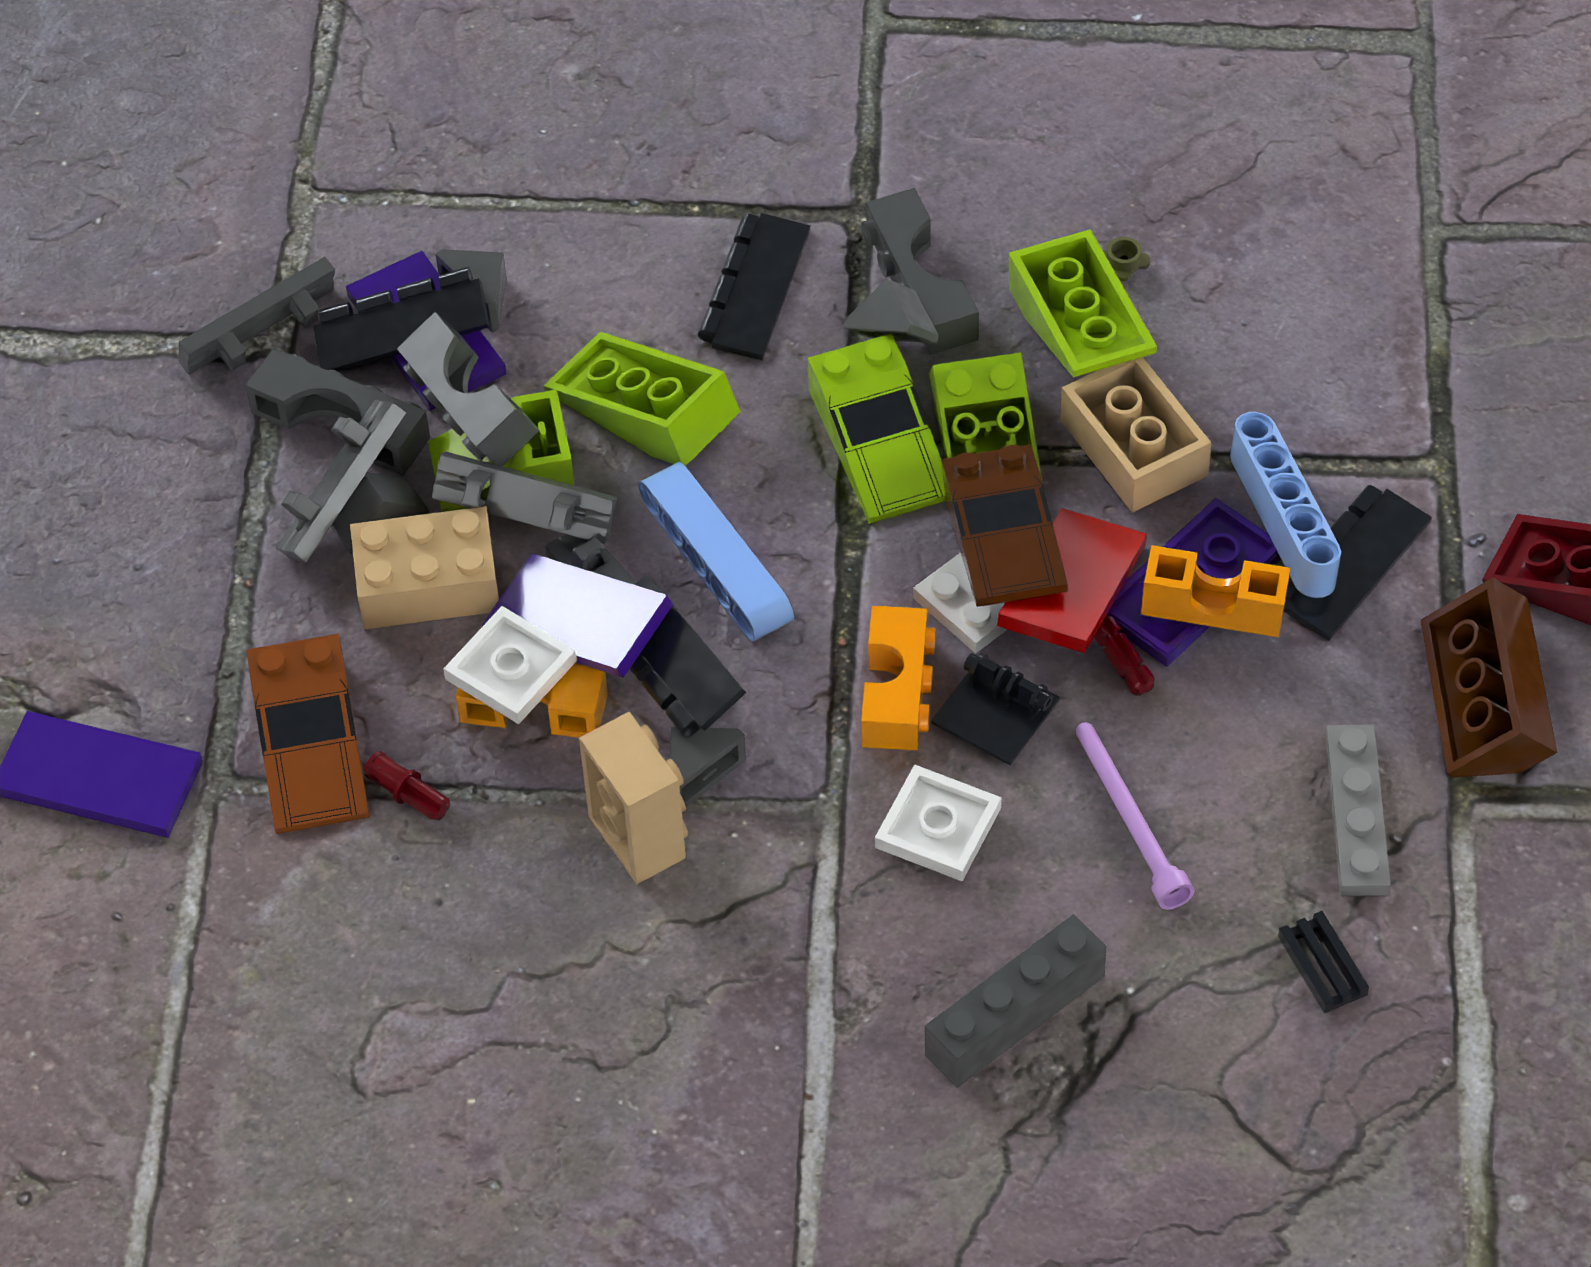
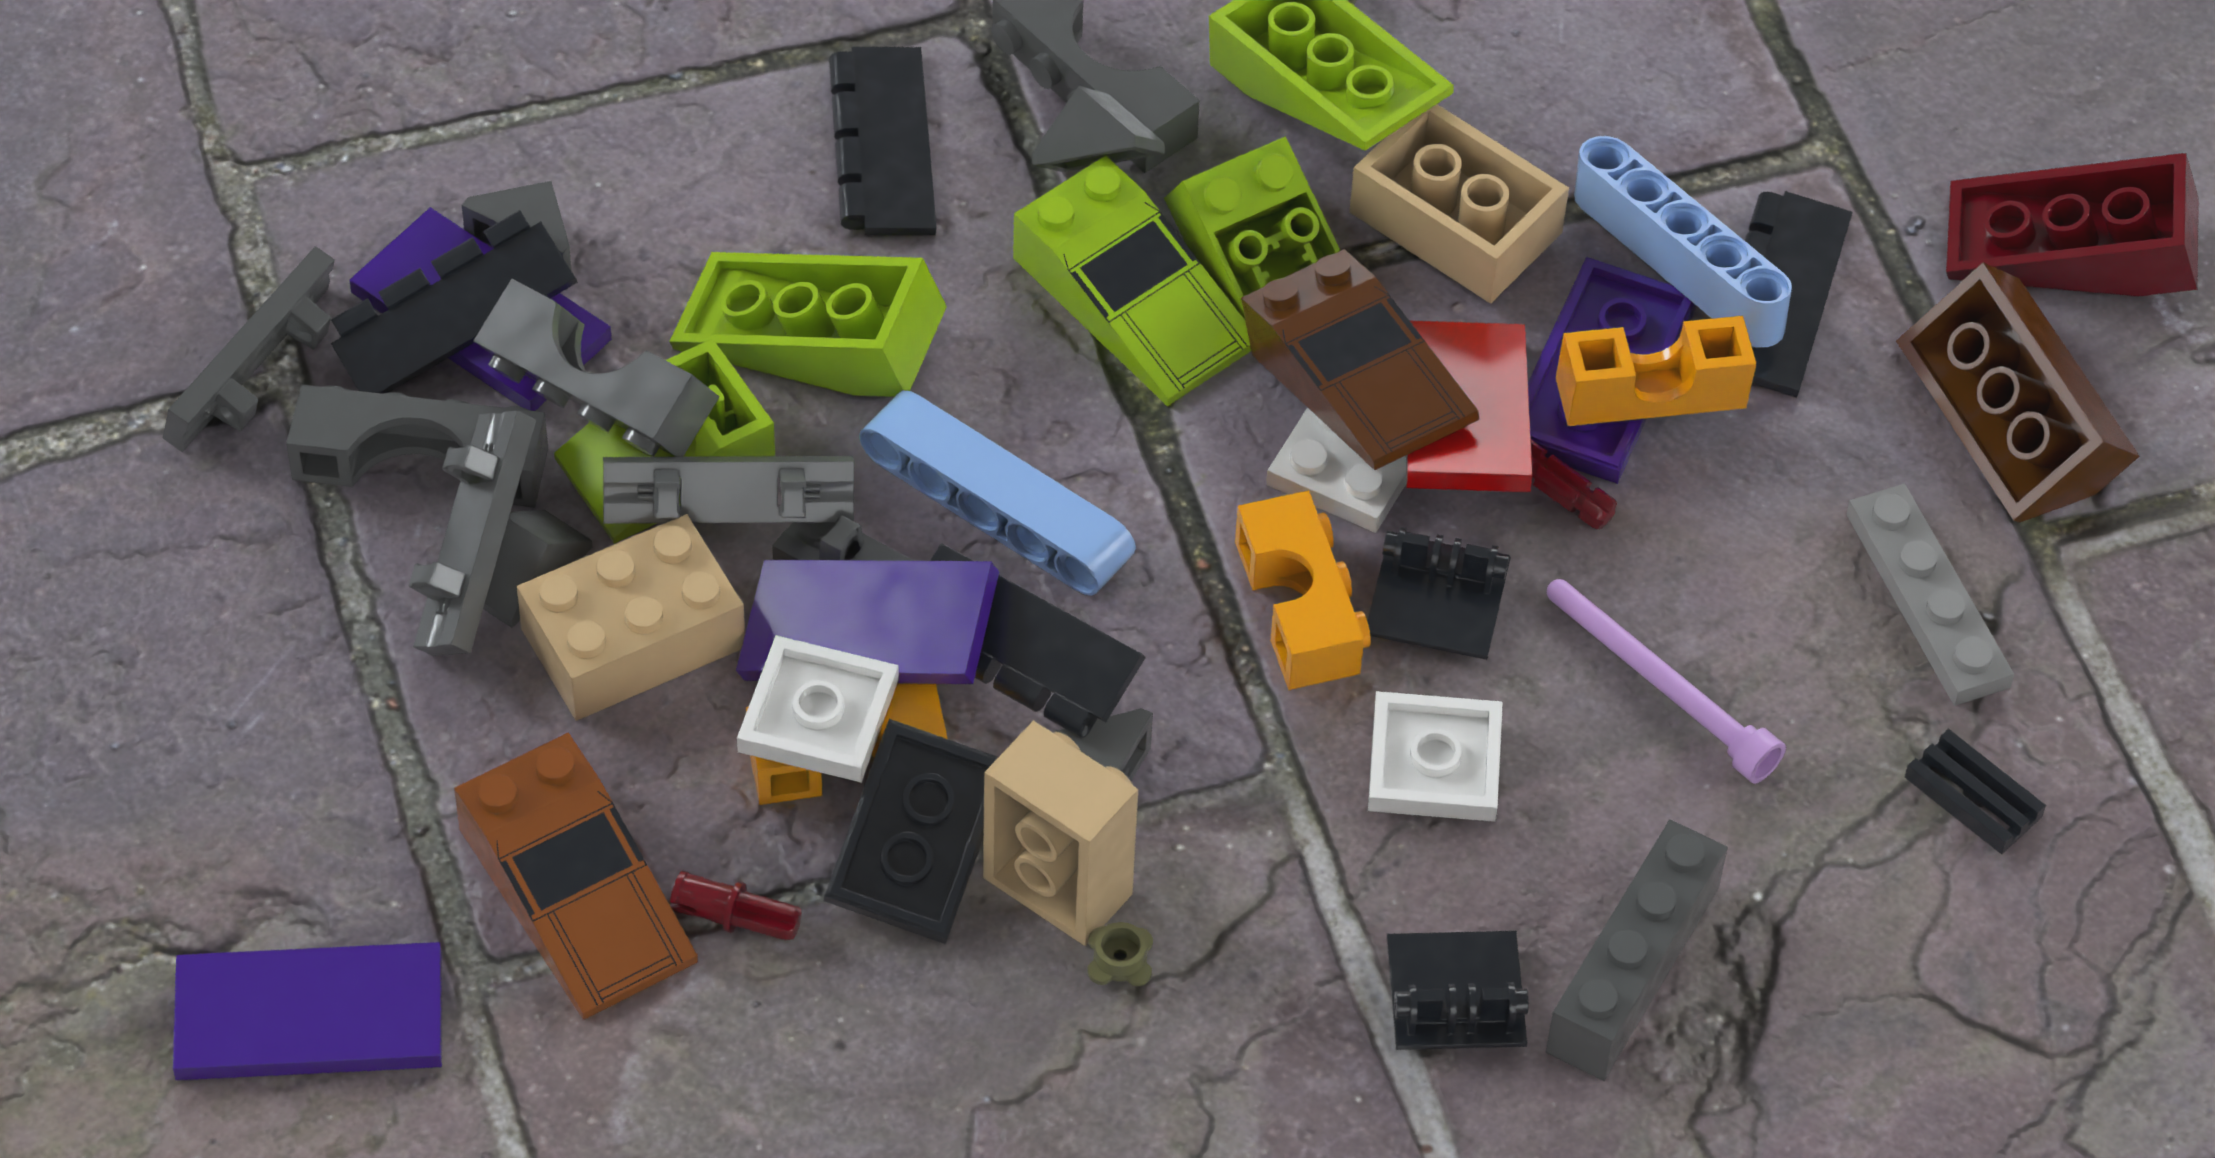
camera: 25 degrees left, 0 degrees up
(539, 773) = (913, 833): none -> black tile
(654, 885) = (1120, 939): none -> olive plate
(877, 991) = (1457, 990): none -> black hinge

